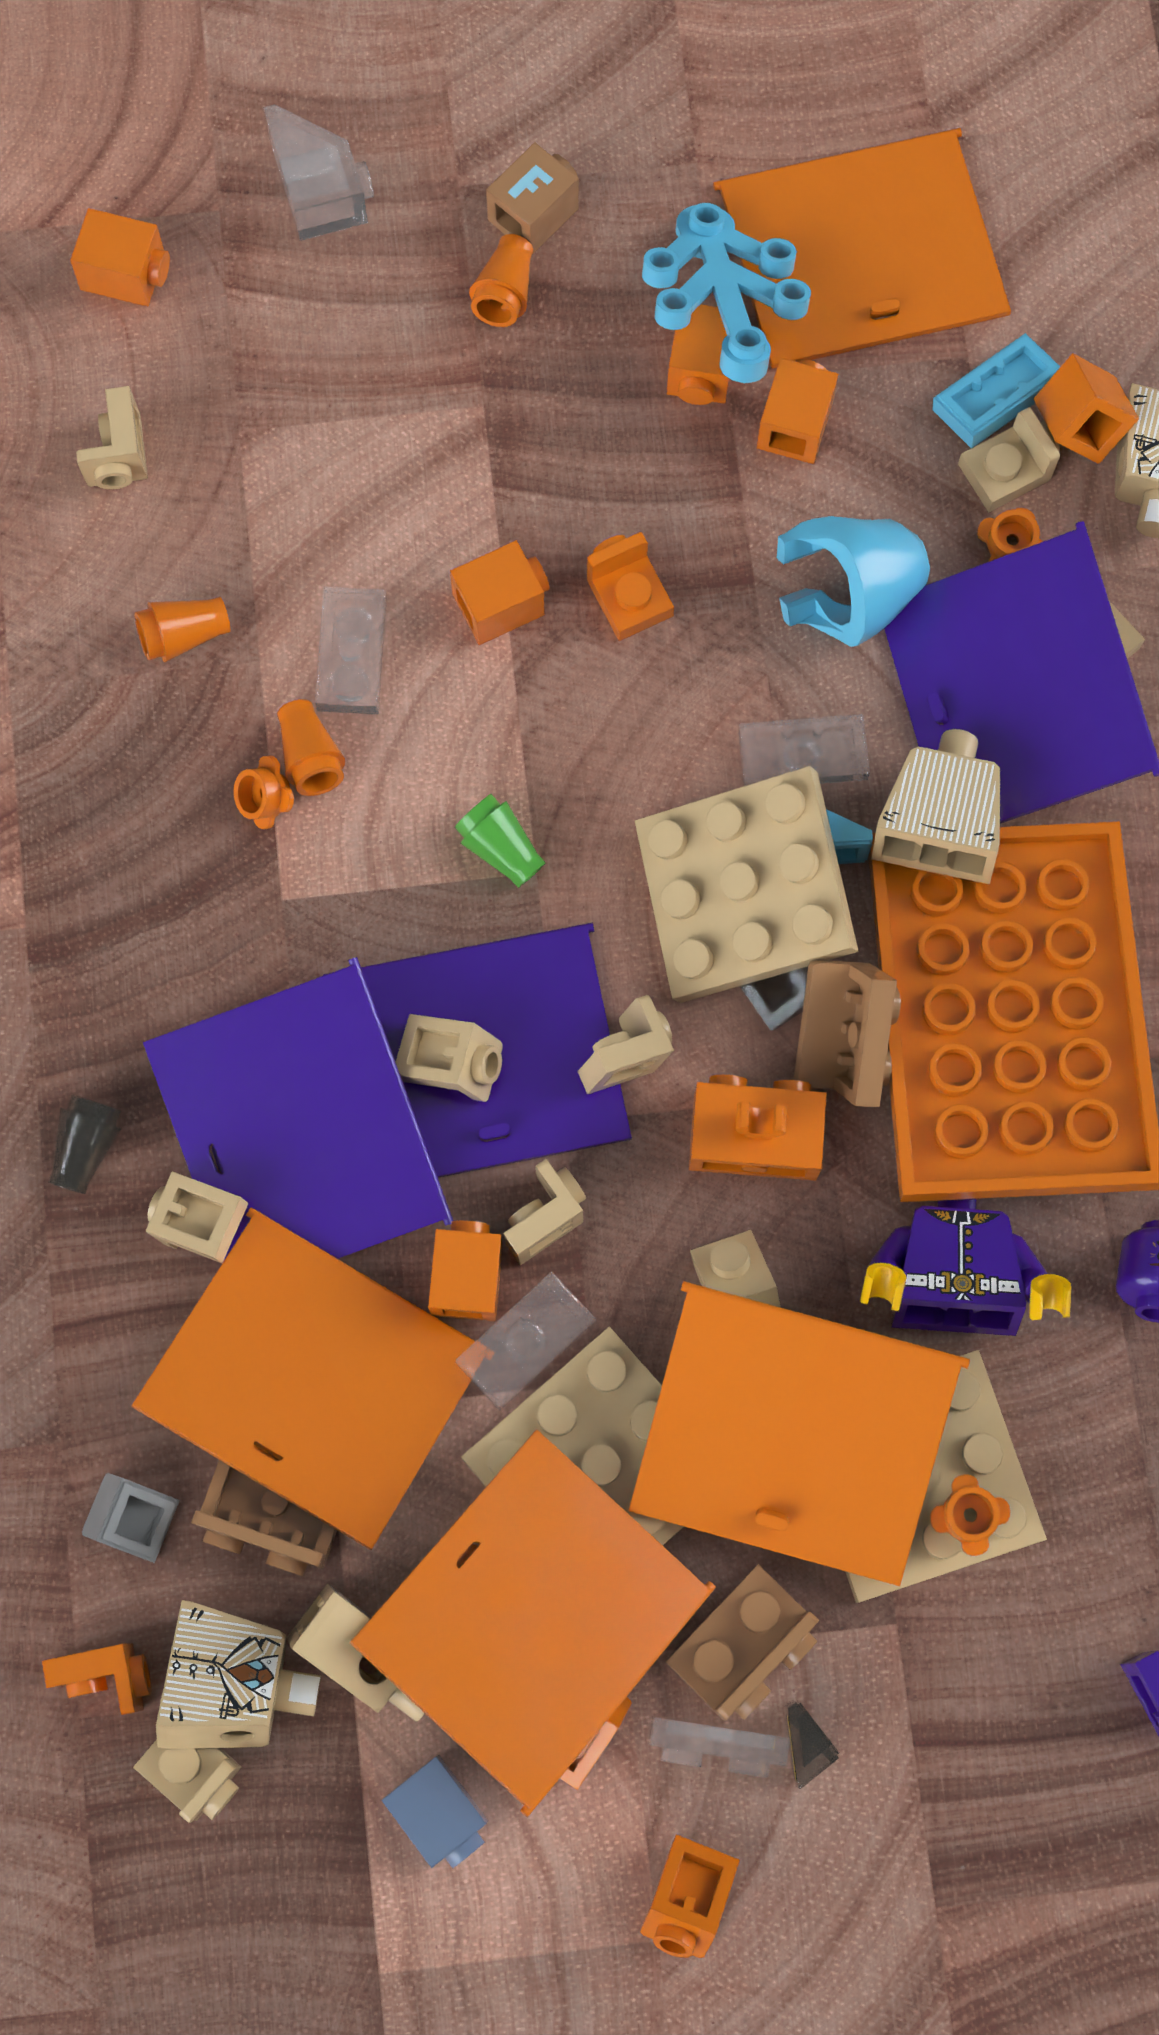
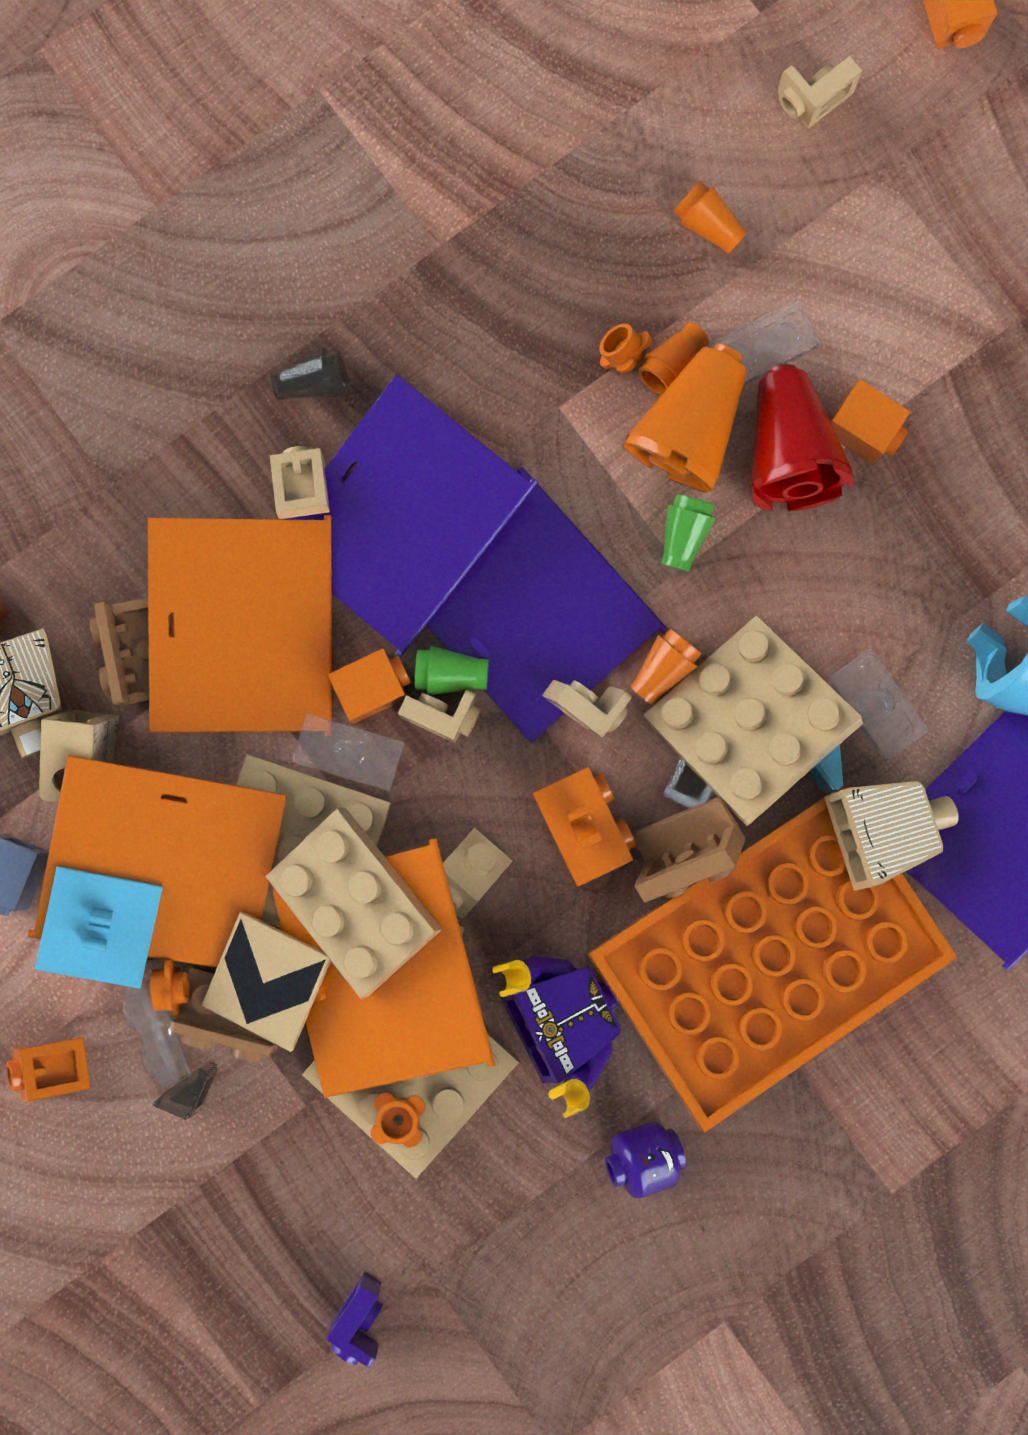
camera: 65 degrees right, 10 degrees up
(130, 1517) = (86, 561): light grey slope -> none
(389, 763) = (692, 420): none -> orange cone
(449, 1056) = (511, 586): tan bracket -> none
(478, 675) = (795, 445): none -> red cone
(502, 1177) = (448, 671): none -> bright green cone
(563, 1727) = (98, 927): none -> medium azure piece
(627, 585) = (928, 510): orange bracket -> none
(633, 944) = (665, 666): none -> orange cone
(678, 1693) = (169, 988): none -> orange plate
(701, 1417) = (353, 902): none -> tan plate
(732, 1573) = (266, 981): none -> tan piece

